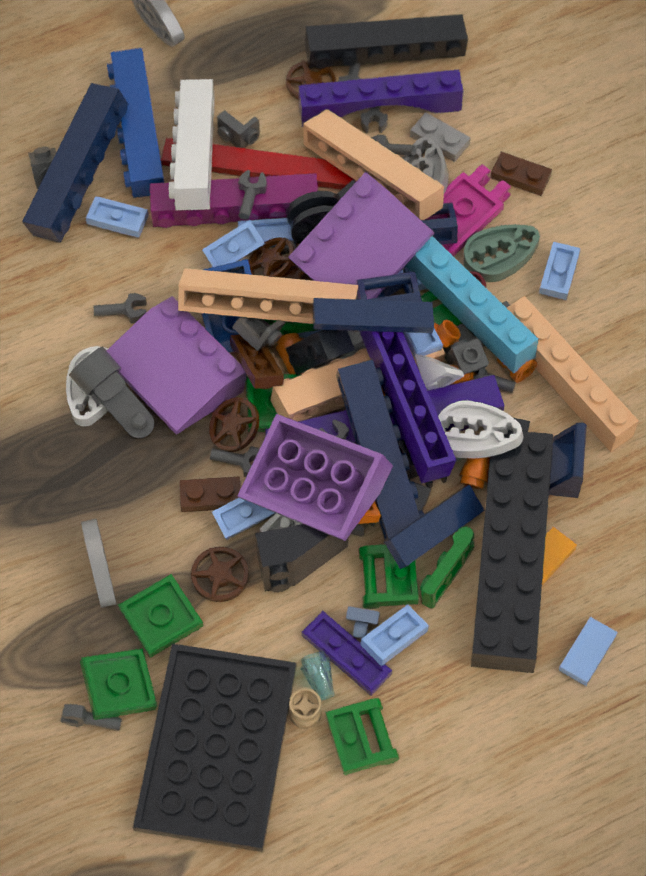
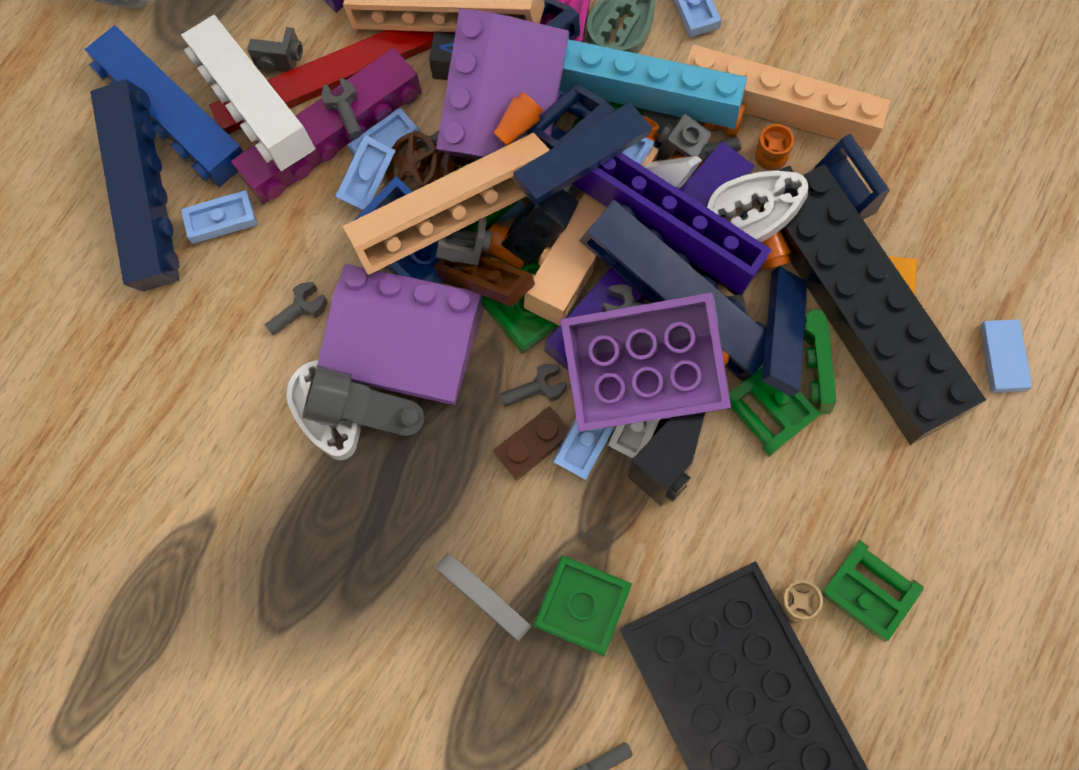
camera: 30 degrees left, 10 degrees up
(40, 162) = (95, 208): dark grey bracket -> none
(118, 684) = (596, 710): green plate -> none
(219, 574) = (605, 519): reddish brown wheel -> none
(234, 424) = (504, 356): reddish brown wheel -> none
(308, 211) = (423, 91): black wheel -> none
(318, 674) = (781, 555): clear light blue cone -> none
(346, 653) = (789, 514): dark purple tile -> none
(354, 269) = (518, 118): none -> orange cone
(362, 618) = (782, 471): sand blue tile -> none
(394, 635) = (825, 465): light blue plate -> none
(539, 399) = (774, 147): none -> orange wheel

